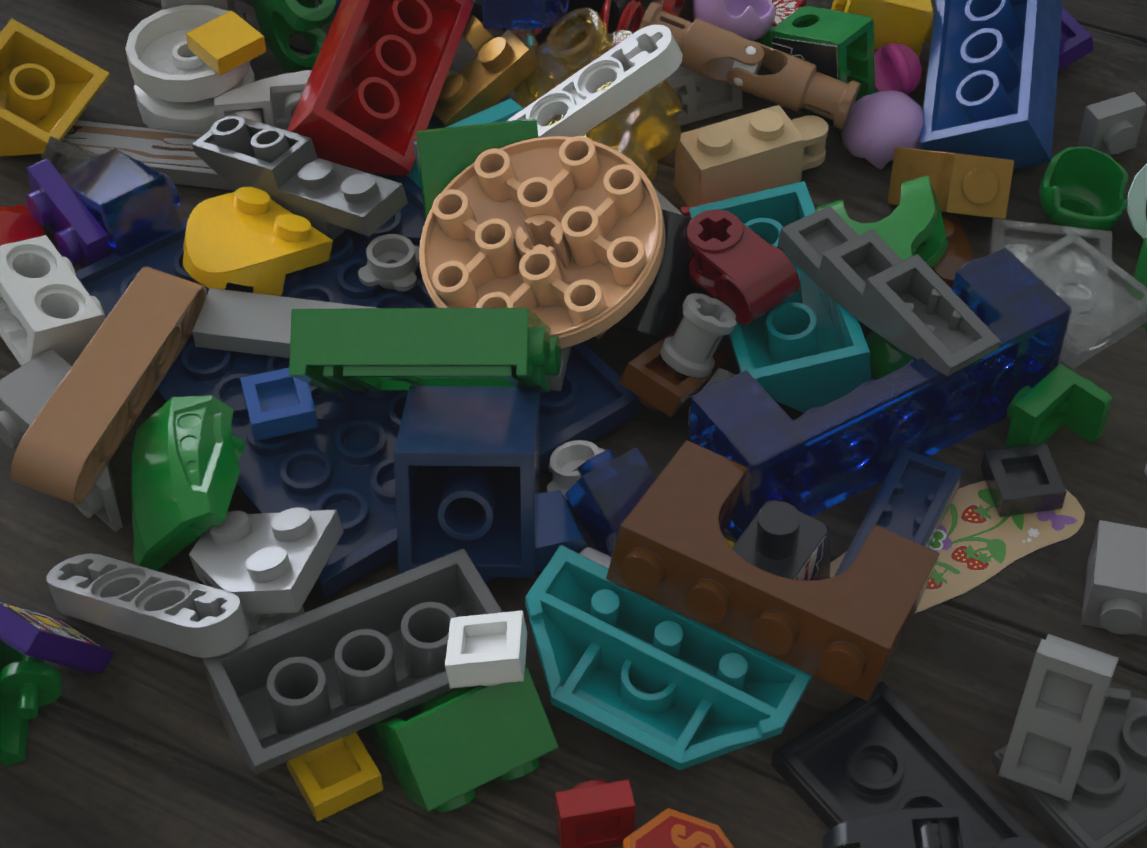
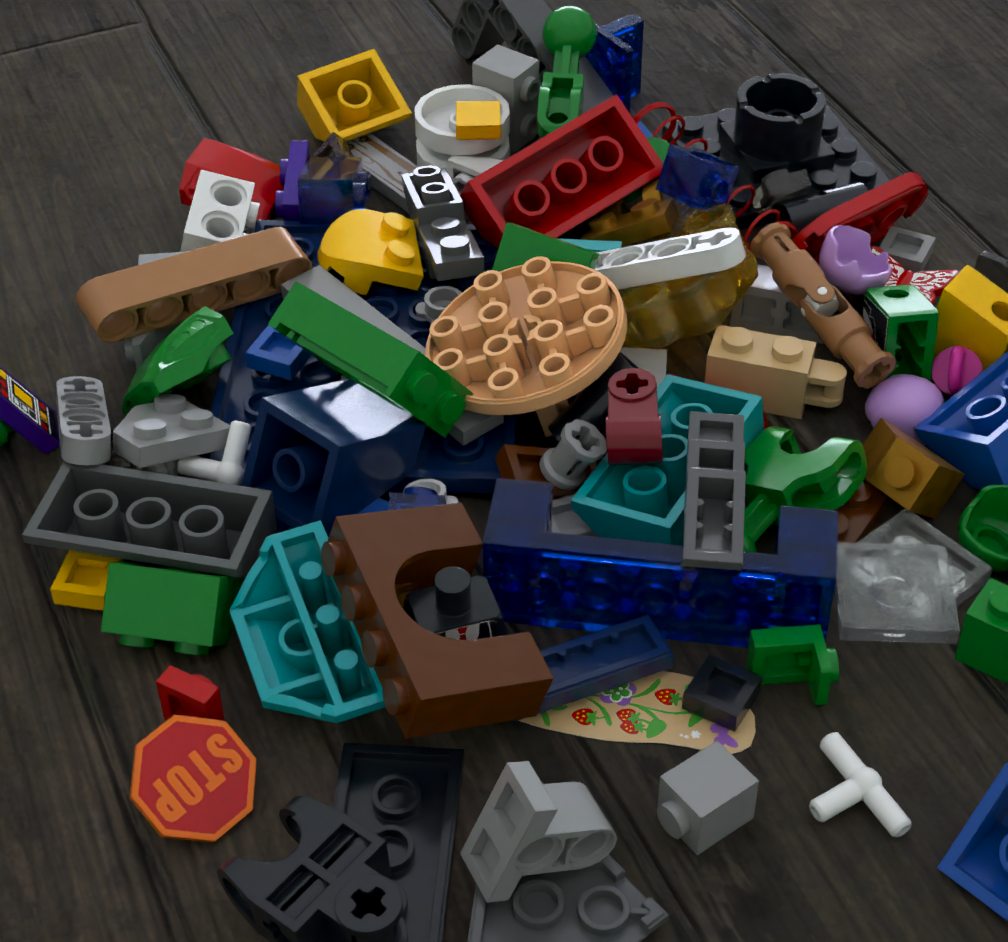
camera: 40 degrees right, 5 degrees down
(366, 561) = (228, 470): none -> white piece
(486, 649) = (199, 547): white plate -> none

